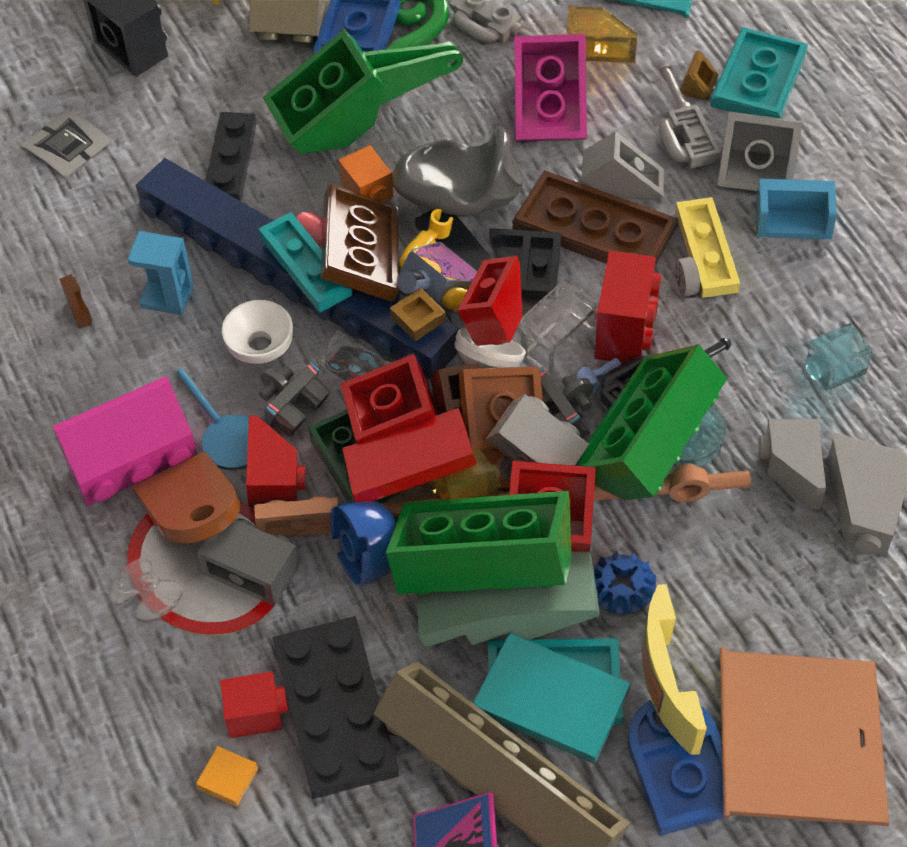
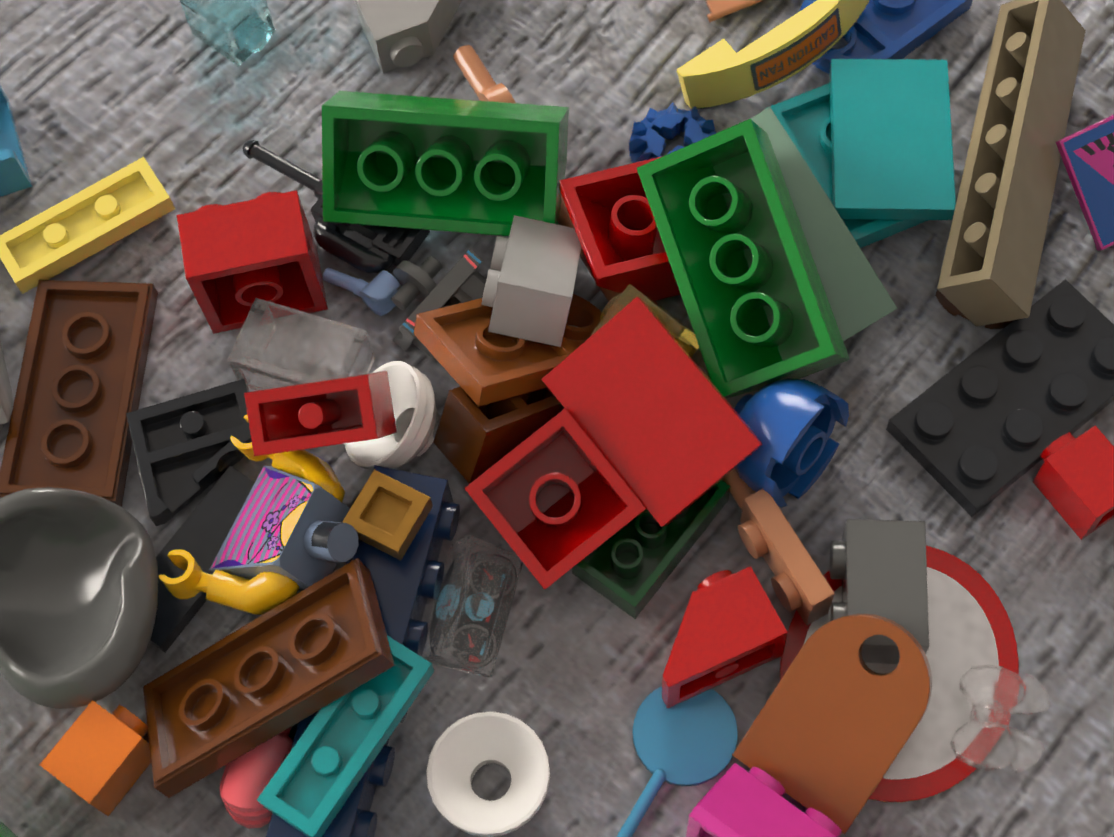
camera: 110 degrees left, 10 degrees up
(281, 409) = (583, 672): dark grey hips -> none
(687, 276) = (150, 227): light grey tile -> none

